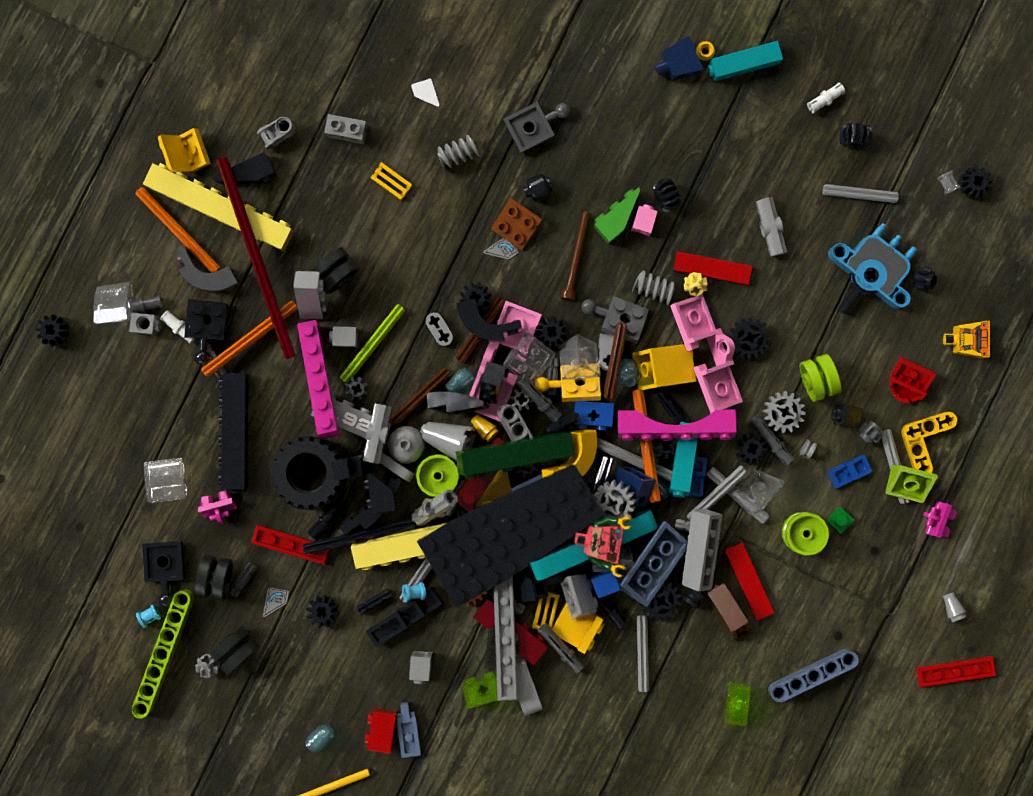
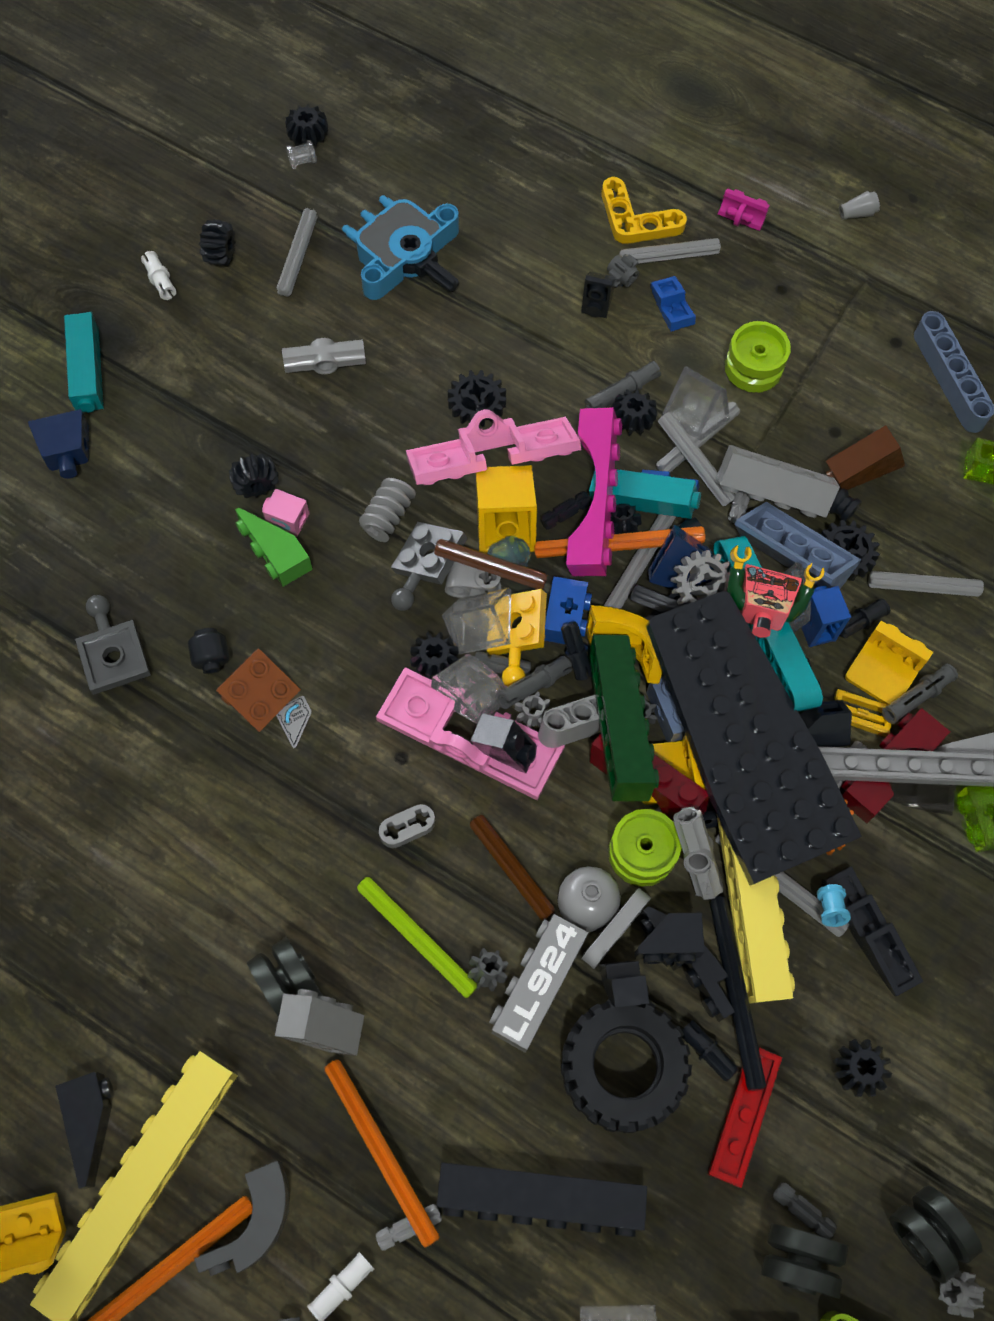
camera: 85 degrees left, 20 degrees down
(196, 330) = (351, 1251): black plate -> none
(219, 509) = (676, 1261): dark pink hips -> none
(256, 257) = (233, 1120): dark red axle -> none
(274, 600) = (839, 1156): light grey sticker -> none
(275, 133) = (30, 1069): light grey piece -> none
(317, 378) = (466, 1026): dark pink arch -> none
(344, 337) = (399, 981): light grey brick -> none
(346, 129) = (49, 939): light grey brick -> none
(374, 601) = (845, 978): black axle -> none
(377, 433) = (570, 933): light grey piece -> none
(394, 174) = (145, 869): yellow tile -> none
(420, 666) = (956, 905): light grey brick -> none
(425, 91) = (19, 809): white sticker -> none
(448, 437) = (585, 825): light grey cone -> none
(454, 402) = (528, 805): black slope -> none
(457, 151) = (125, 765): light grey piece -> none
(460, 380) = (492, 801): clear light blue cone -> none
(472, 341) = (416, 763): reddish brown axle -> none
(477, 326) = (406, 758): black arch -> none
(479, 292) = (354, 759): black gear -> none
(485, 428) = (572, 771): yellow cone -> none
(569, 291) = (377, 627): reddish brown piece -> none
(579, 596) = (845, 656): light grey slope -> none
(695, 284) = (390, 455): light yellow gear -> none
(705, 45) = (55, 405): yellow plate -> none
(712, 268) = (370, 436): red tile -> none
(749, 581) = (820, 436): red tile -> none
(778, 422) = (585, 370): light grey gear -> none
(808, 449) = (639, 344): light grey bush -> none
(820, 377) = (543, 313): lime wheel -> none
(839, 520) = (736, 318): green plate -> none
(910, 380) = (557, 222): red slope -> none
(910, 483) = (694, 228): lime slope -> none
(925, 279) = (424, 190): black gear -> none
(955, 671) = (943, 216): red tile -> none
(970, 339) = (511, 151): torso -> none

